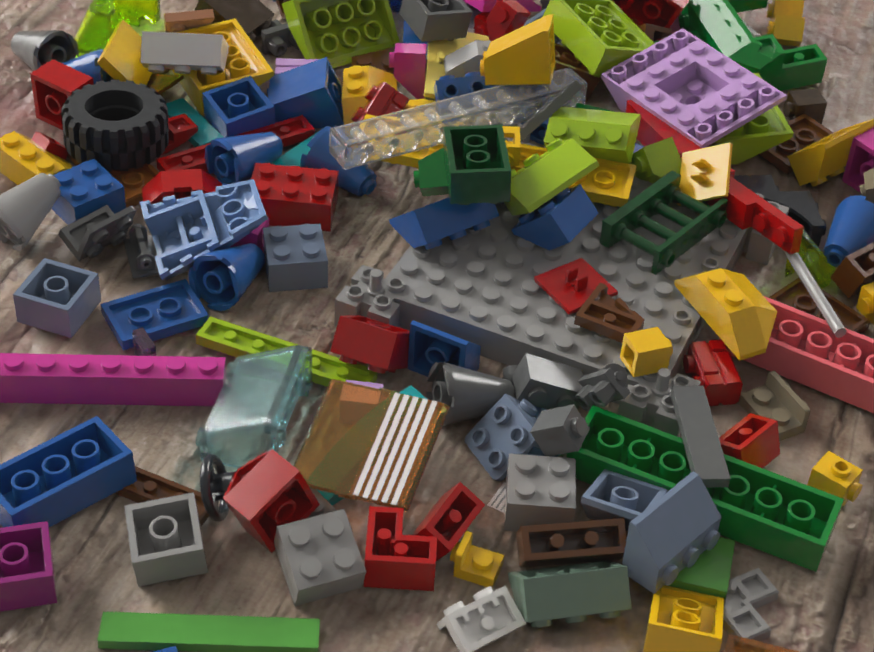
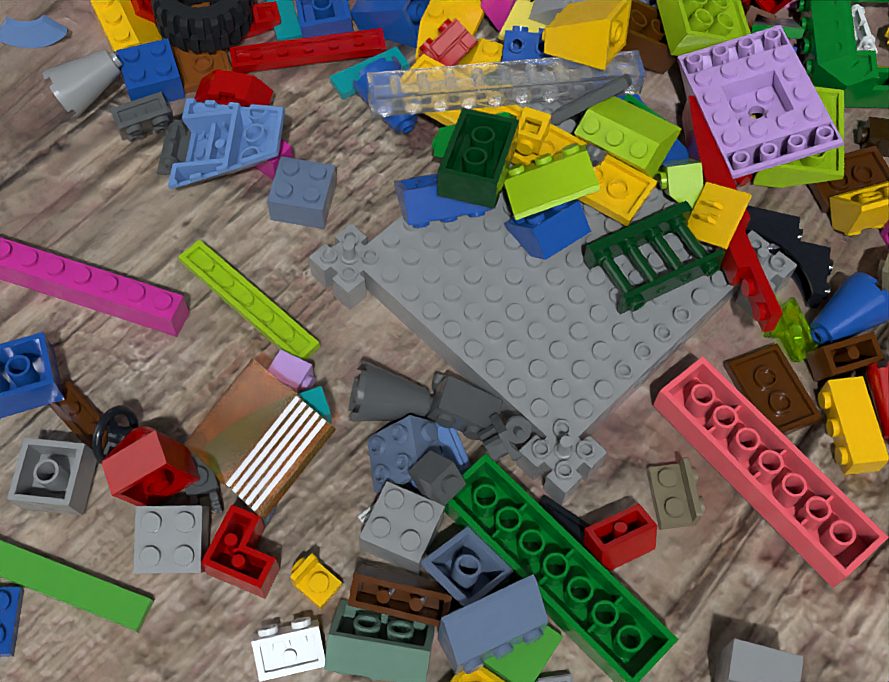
camera: 20 degrees right, 20 degrees up
(57, 297) = (76, 183): sand blue brick -> none
(142, 343) = (129, 259): clear purple tile -> none
(158, 310) = (155, 221): blue plate -> none
(225, 274) = (233, 196): blue cone -> none
(235, 156) = (304, 66): blue cone -> none
(256, 404) = (192, 354): clear light blue windscreen -> none
(297, 194) = (330, 122): red brick -> none
(371, 343) = (322, 315): red brick -> none
(433, 345) = (385, 340): blue slope -> none
(450, 518) = (300, 536): red brick -> none
(572, 284) = (535, 306): red piece -> none
(608, 316) = (547, 356): reddish brown wing -> none
(645, 351) = (561, 411): yellow brick -> none
(700, 435) = (568, 524): dark grey tile -> none
(716, 371) = (633, 436): red brick -> none
(731, 309) = (673, 381): yellow wedge -> none
(816, 294) = (769, 383): light grey bar -> none
(836, 477) = (692, 600): yellow brick -> none

